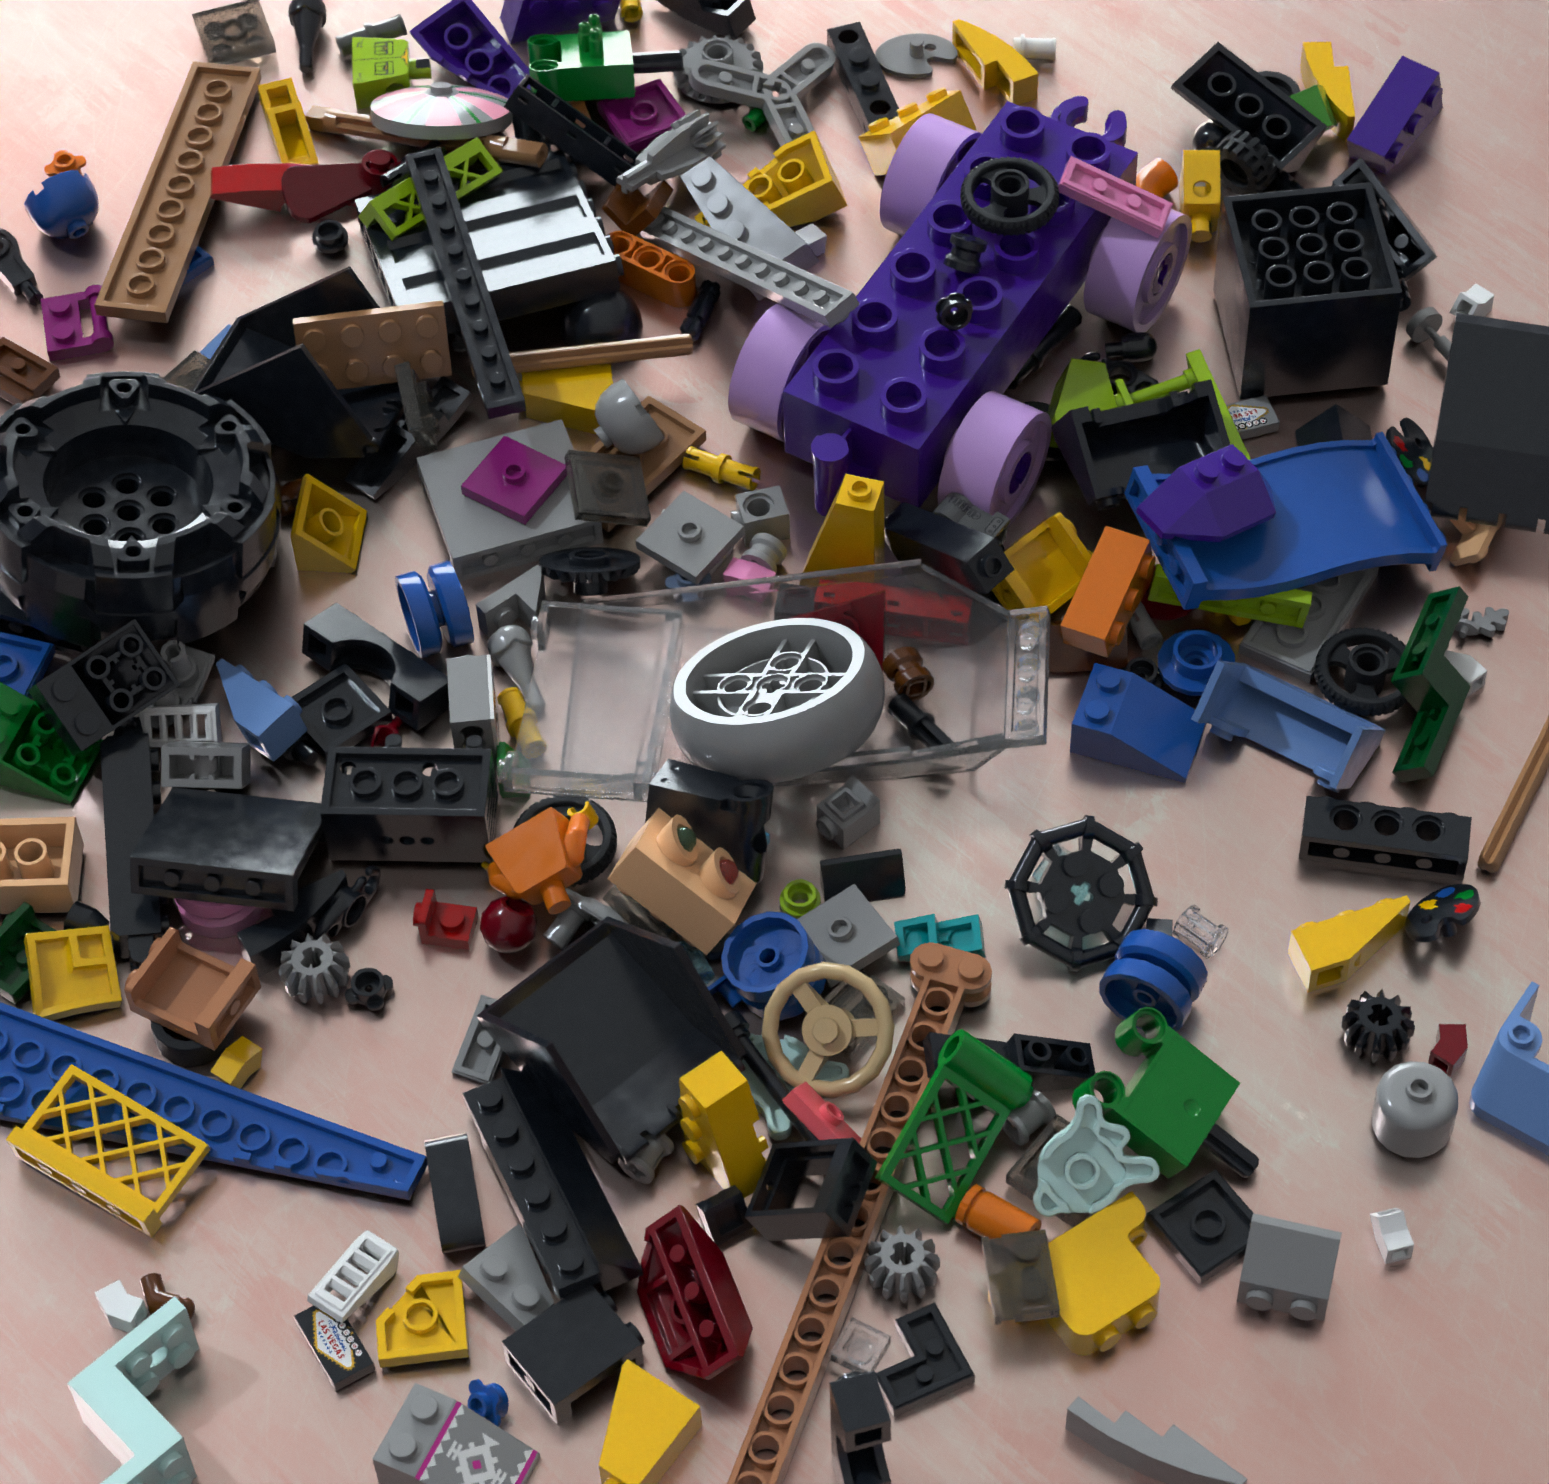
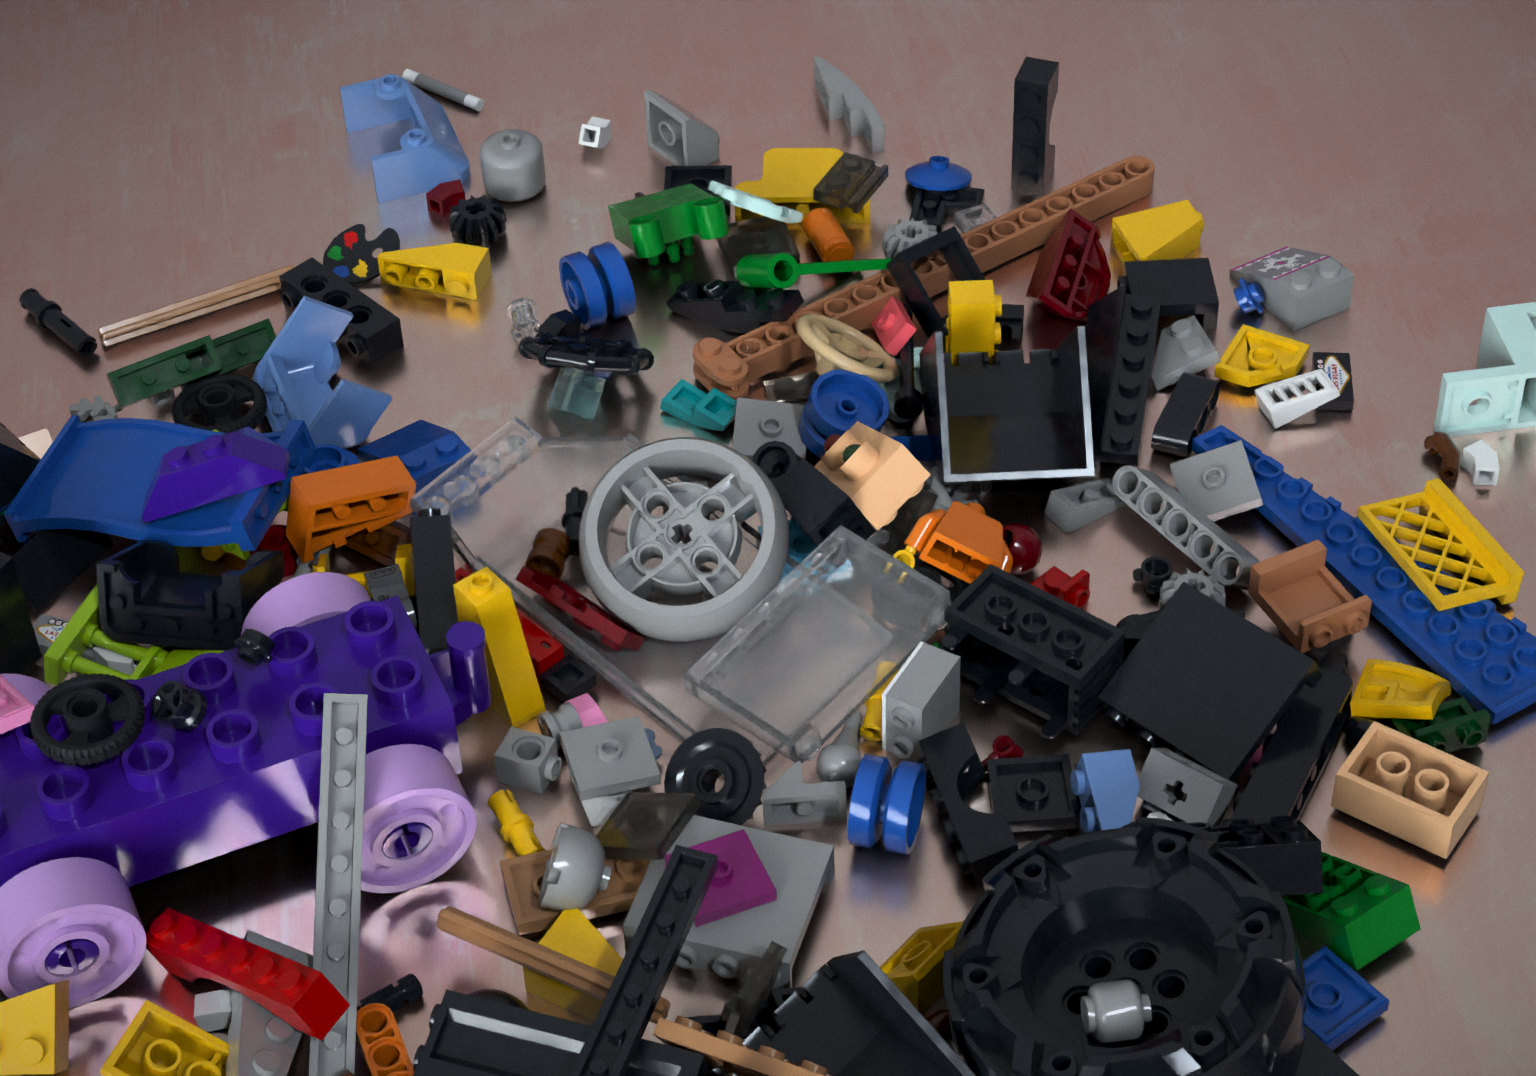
camera: 145 degrees left, 10 degrees down
(119, 472) = (1115, 1011): none -> light grey head
(366, 1039) = (1172, 520): none -> light grey beam
(368, 1109) = (1218, 481): none -> light grey plate
(717, 199) = (277, 983): none -> red arch
(949, 1420) = (938, 175): none -> blue dish

